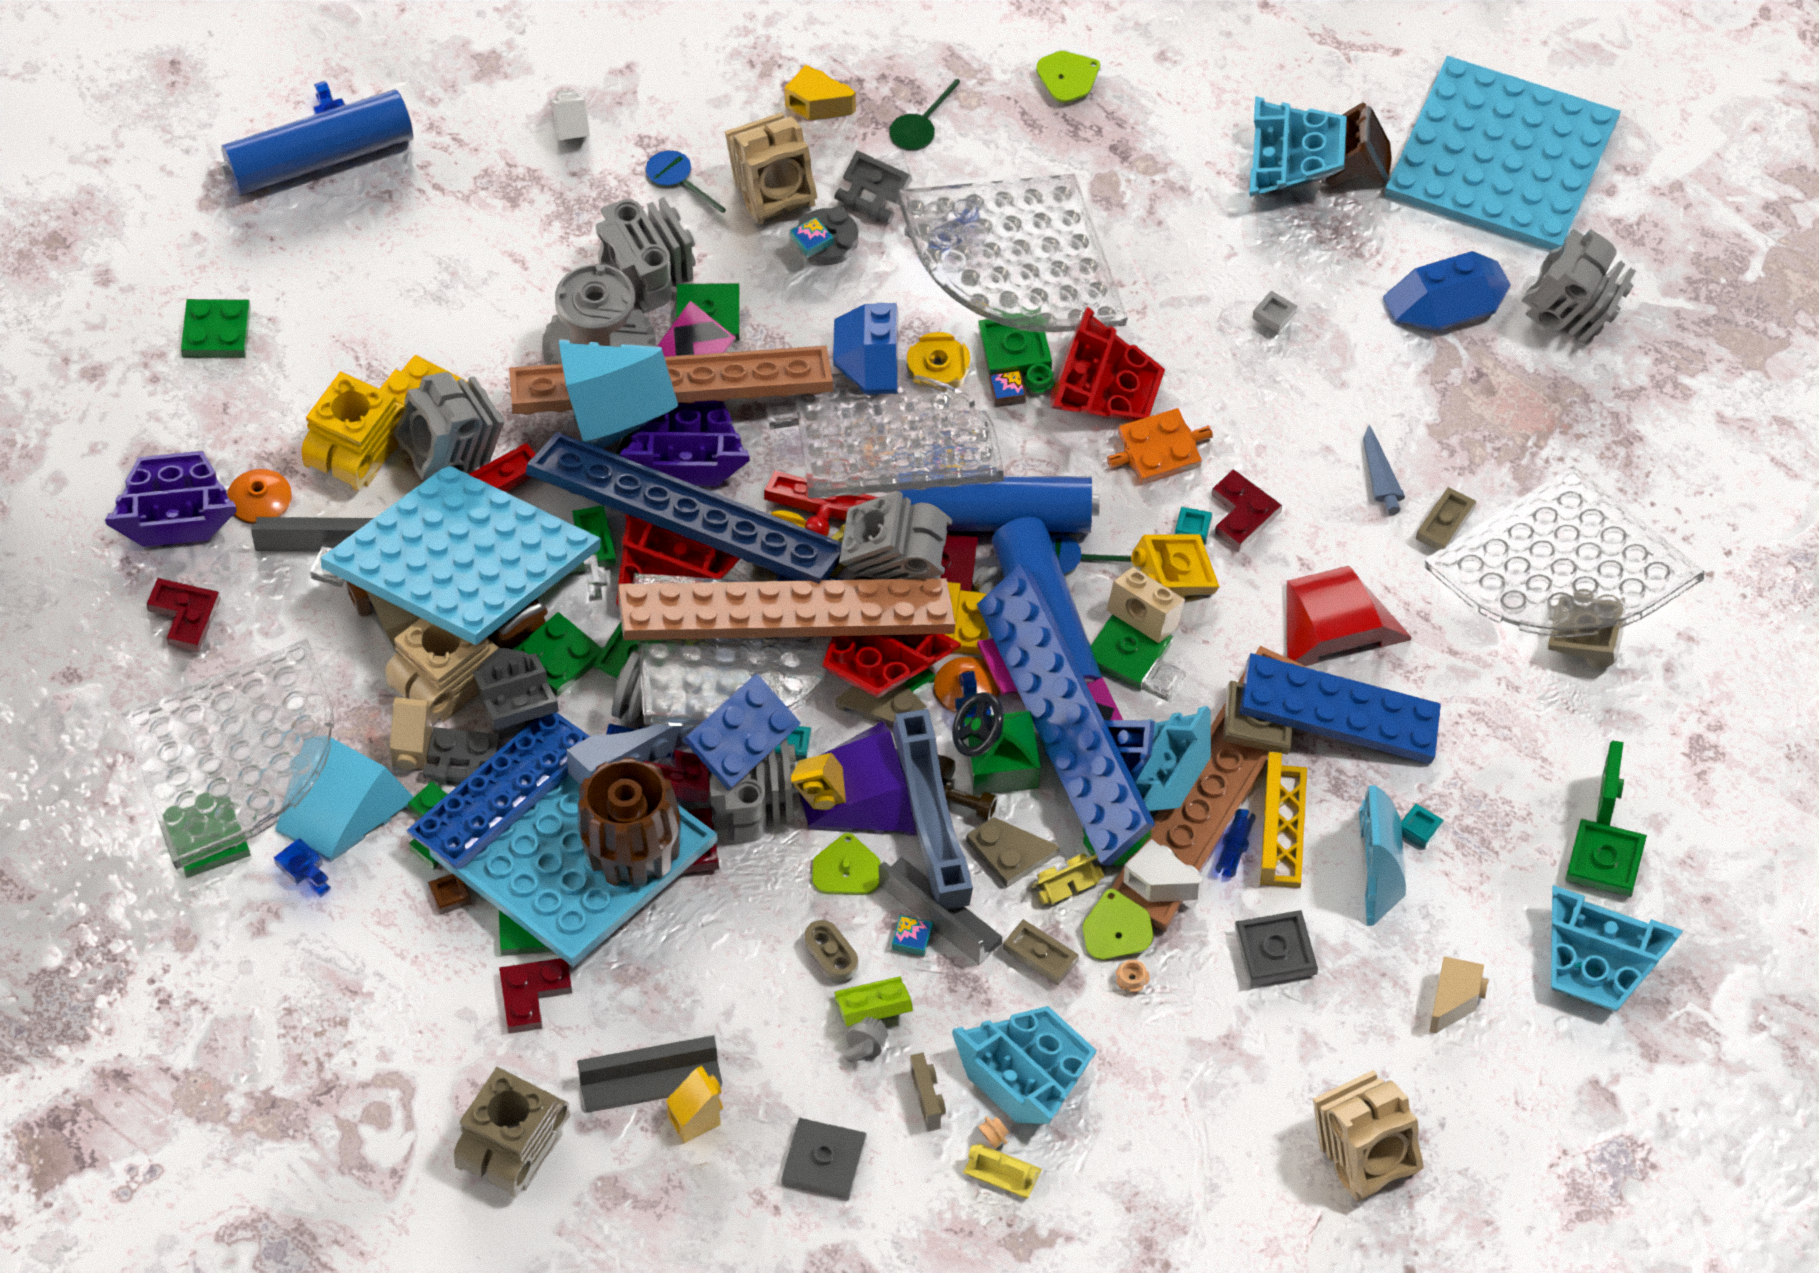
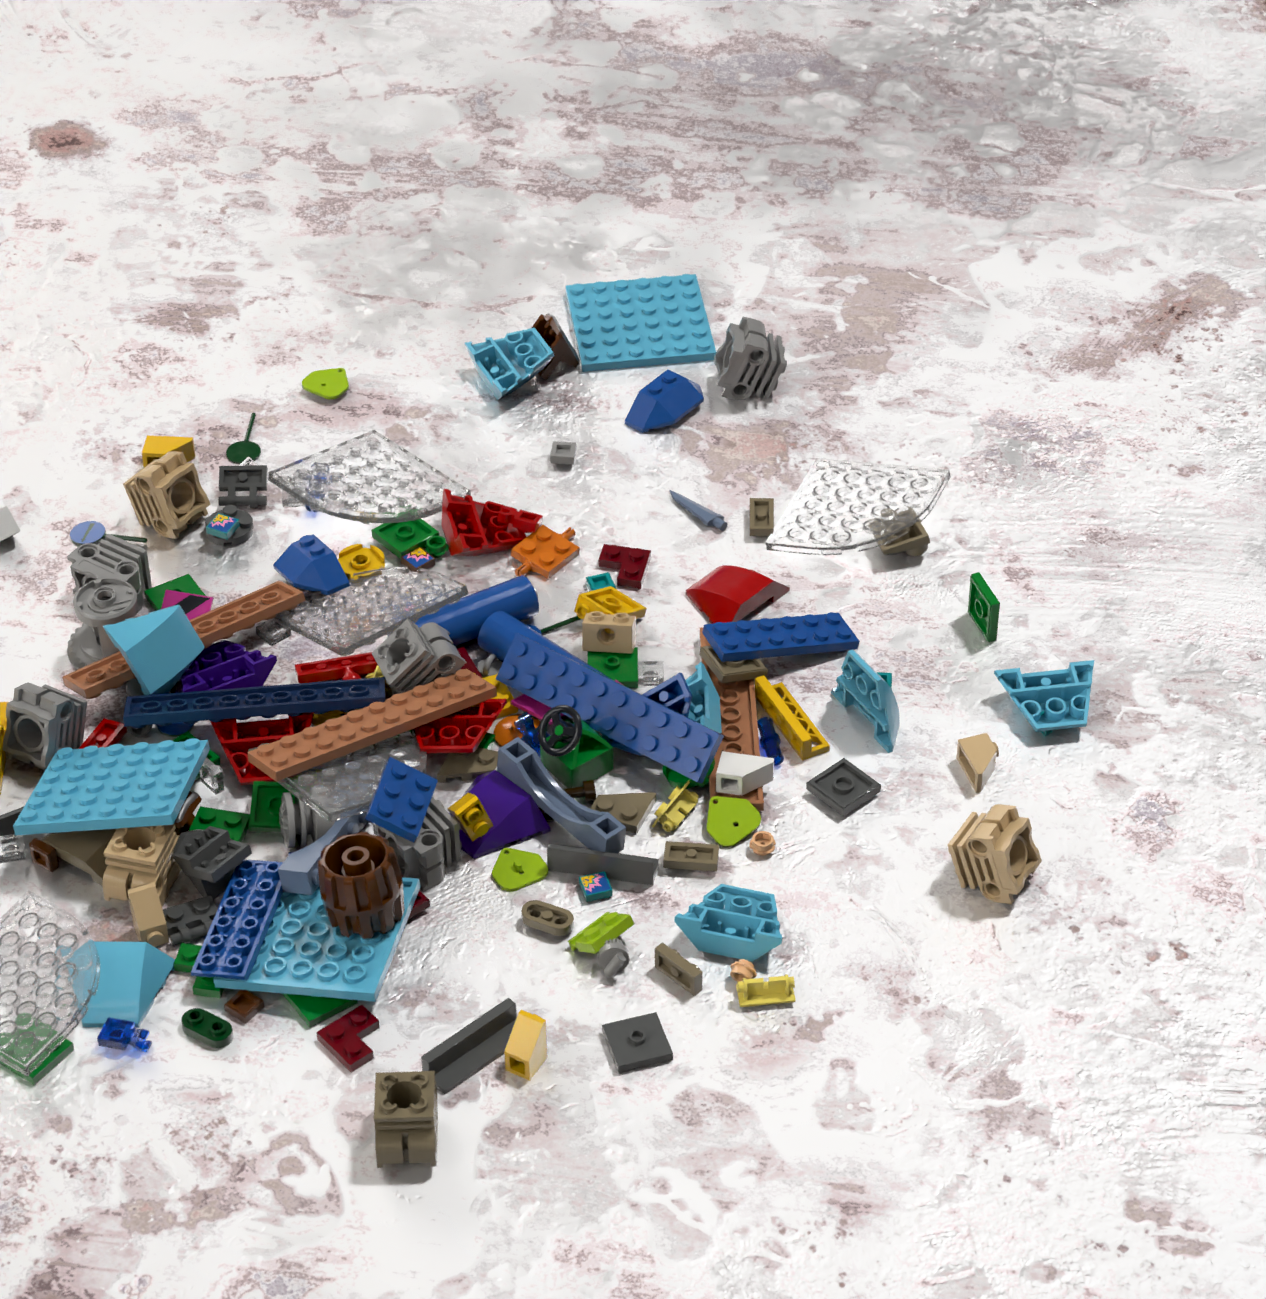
camera: 30 degrees left, 15 degrees down
(395, 898) = (202, 1026): none -> dark green plate
(1154, 394) = (523, 520): none -> red plate
(1606, 857) = (1009, 649): green plate -> none

